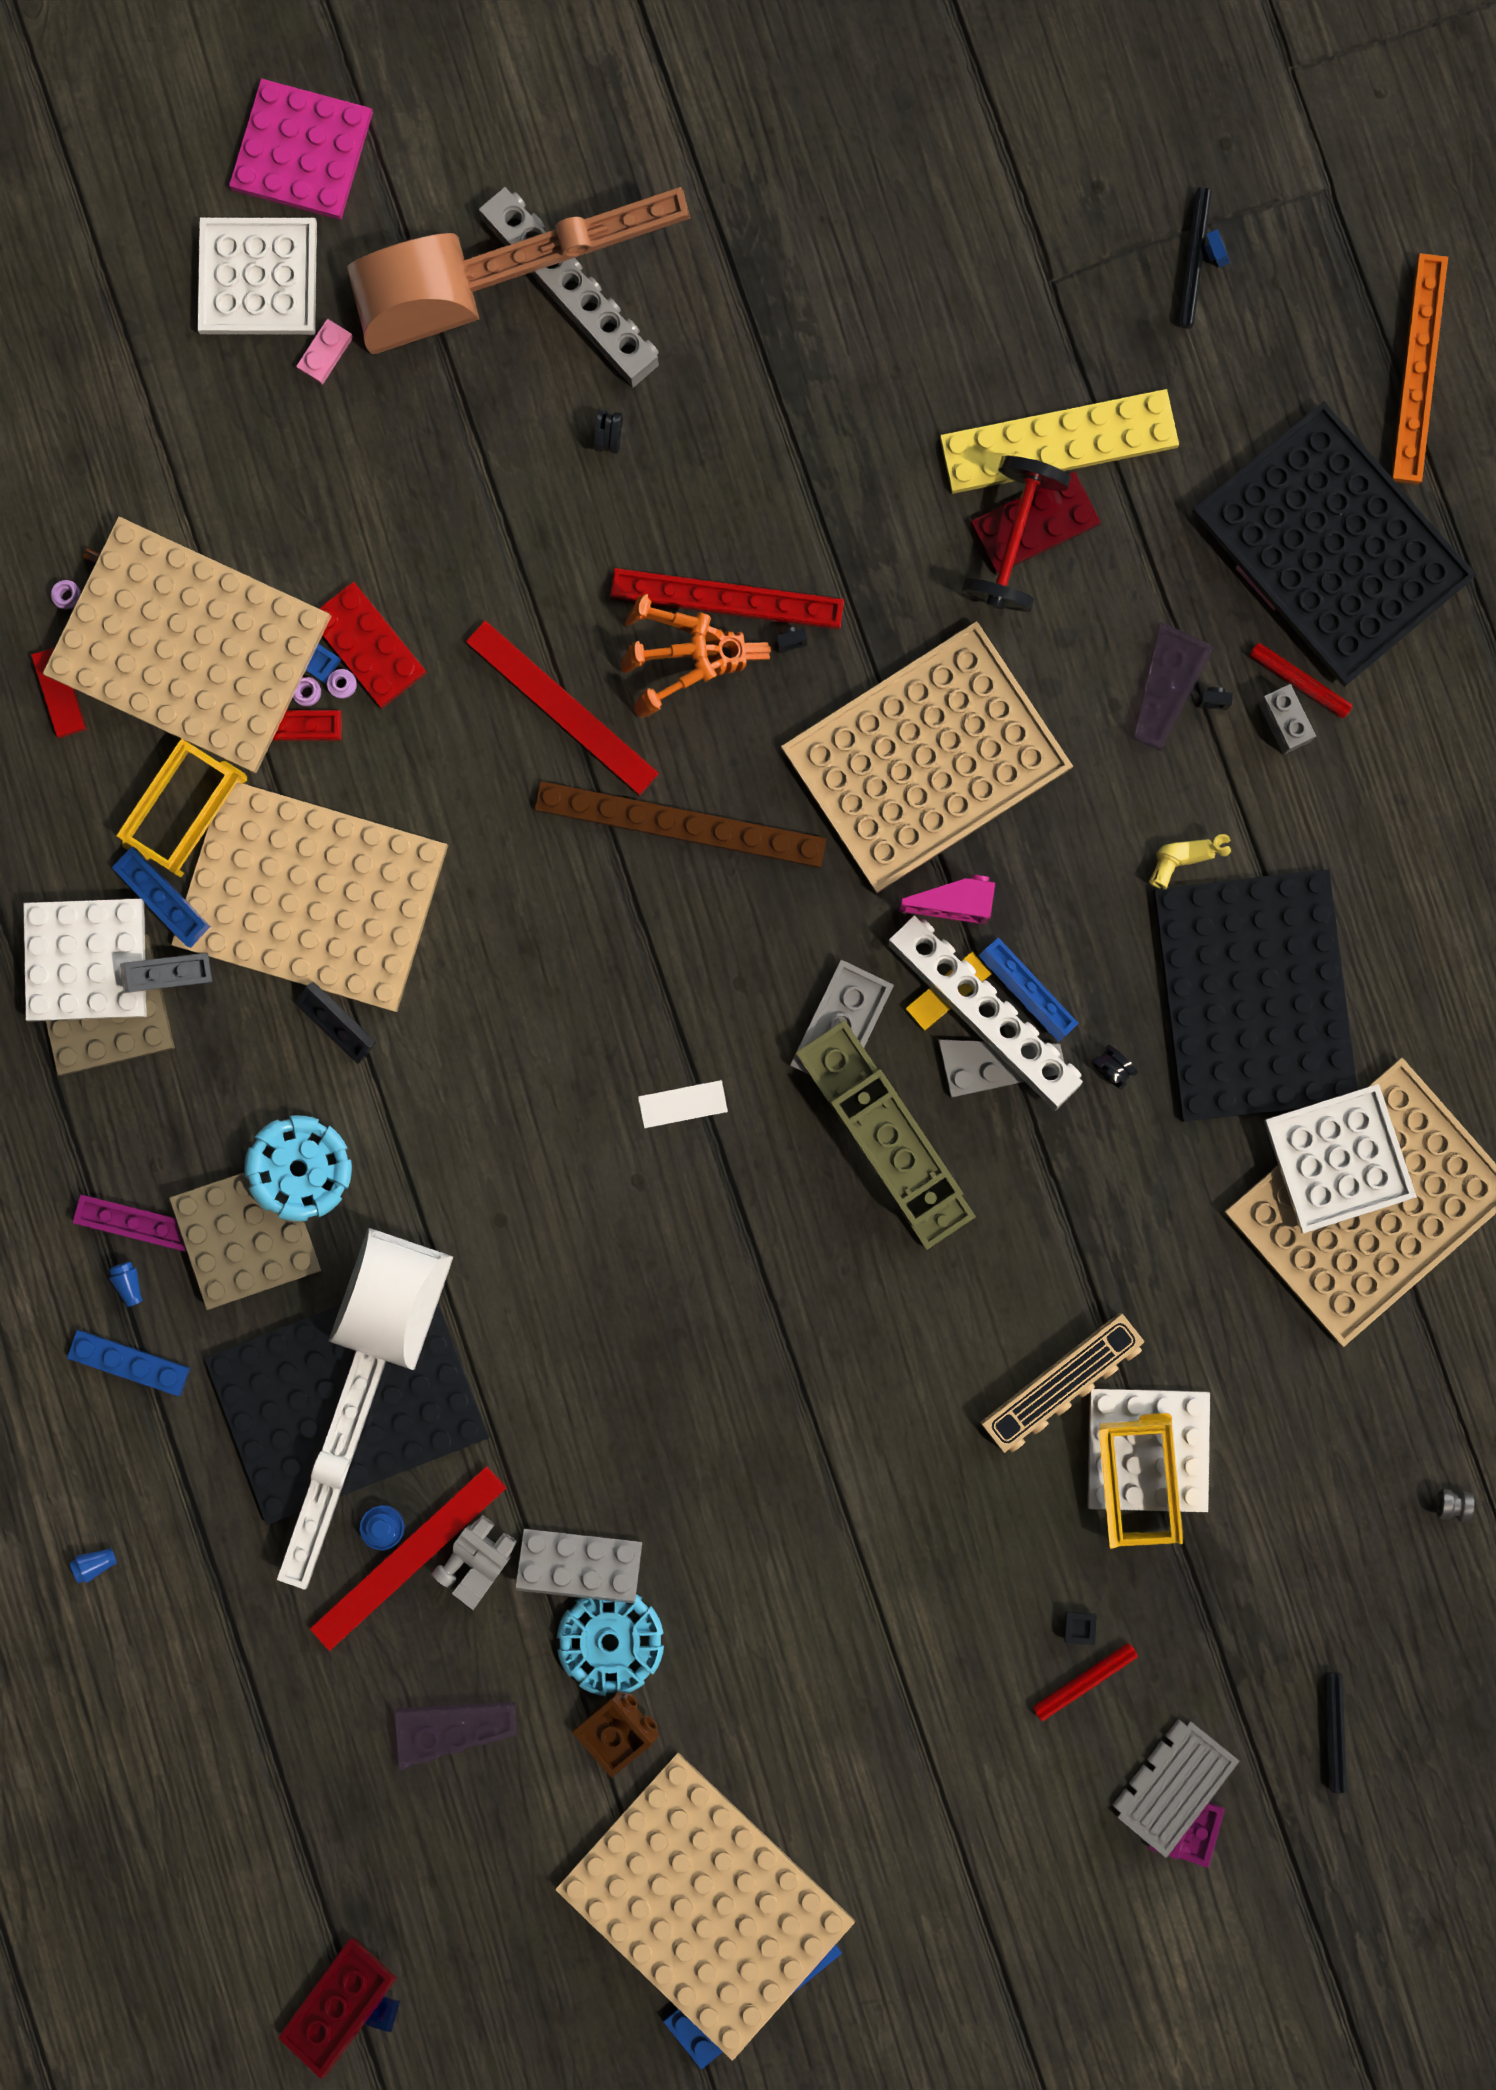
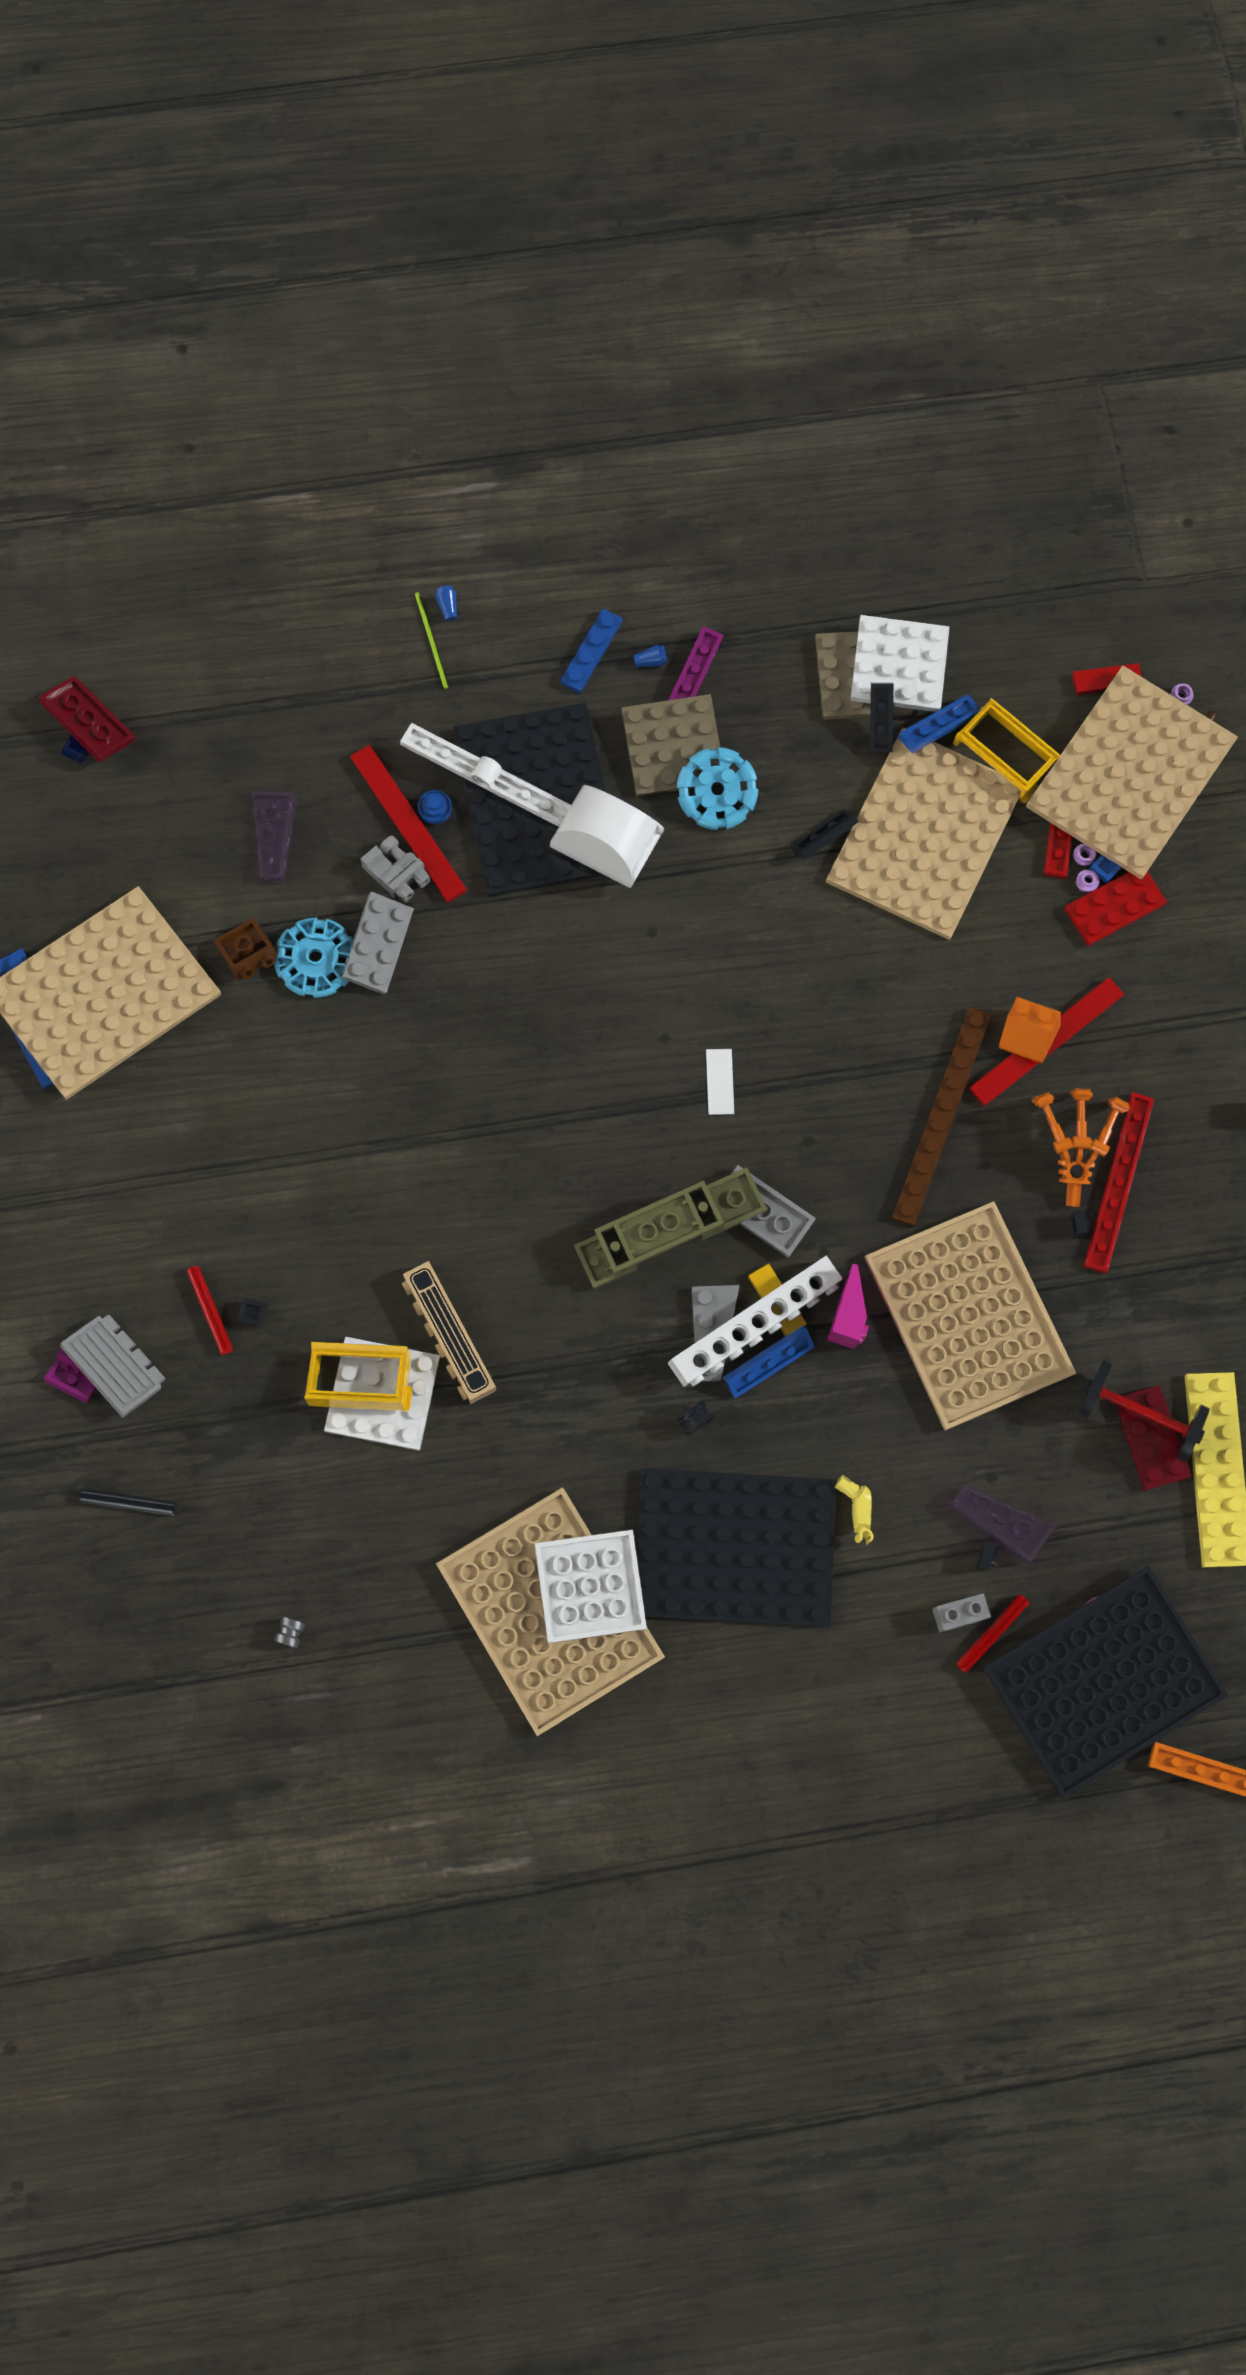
camera: 90 degrees right, 10 degrees down
(146, 1576) = (429, 634): none -> lime piece
(556, 730) = (1030, 1030): none -> orange slope

